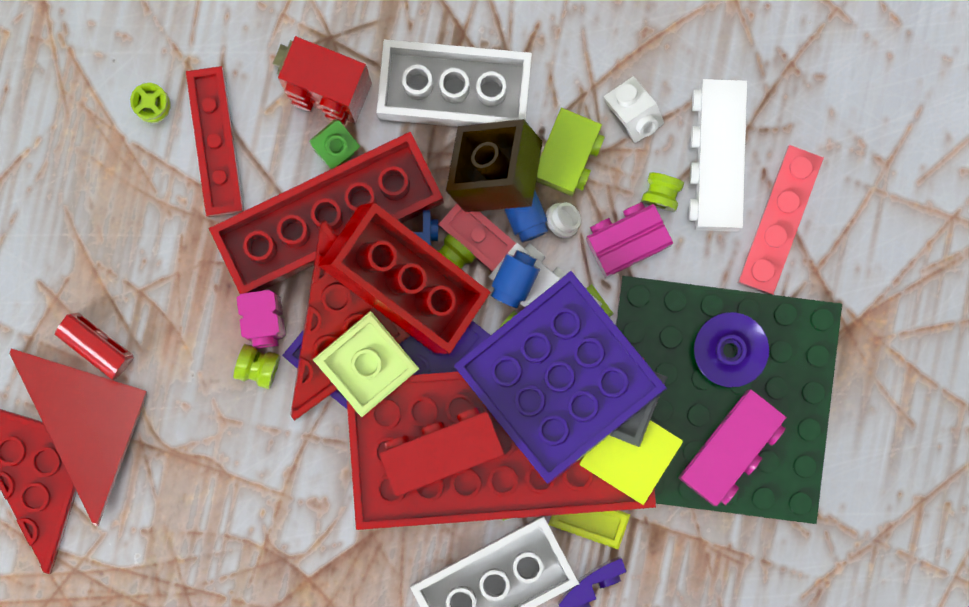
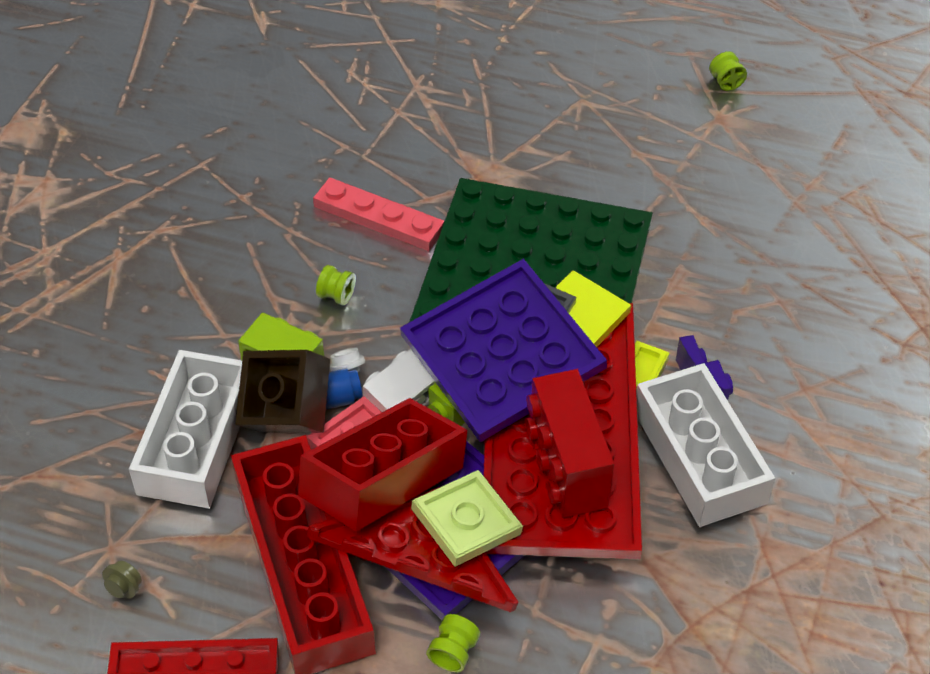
camera: 85 degrees left, 35 degrees down
(261, 318) = (402, 620): dark pink brick -> none
(325, 81) = (157, 520): red brick -> none
(334, 144) = (228, 536): bright green bracket -> none
(515, 278) = (398, 380): blue brick -> none
(629, 239) = (375, 313): dark pink brick -> none
(635, 109) = (251, 298): white bracket -> none
(719, 155) = (311, 241): white brick -> none
(733, 448) = (581, 245): dark pink brick -> none
(747, 338) = (491, 238): dark purple dish -> none

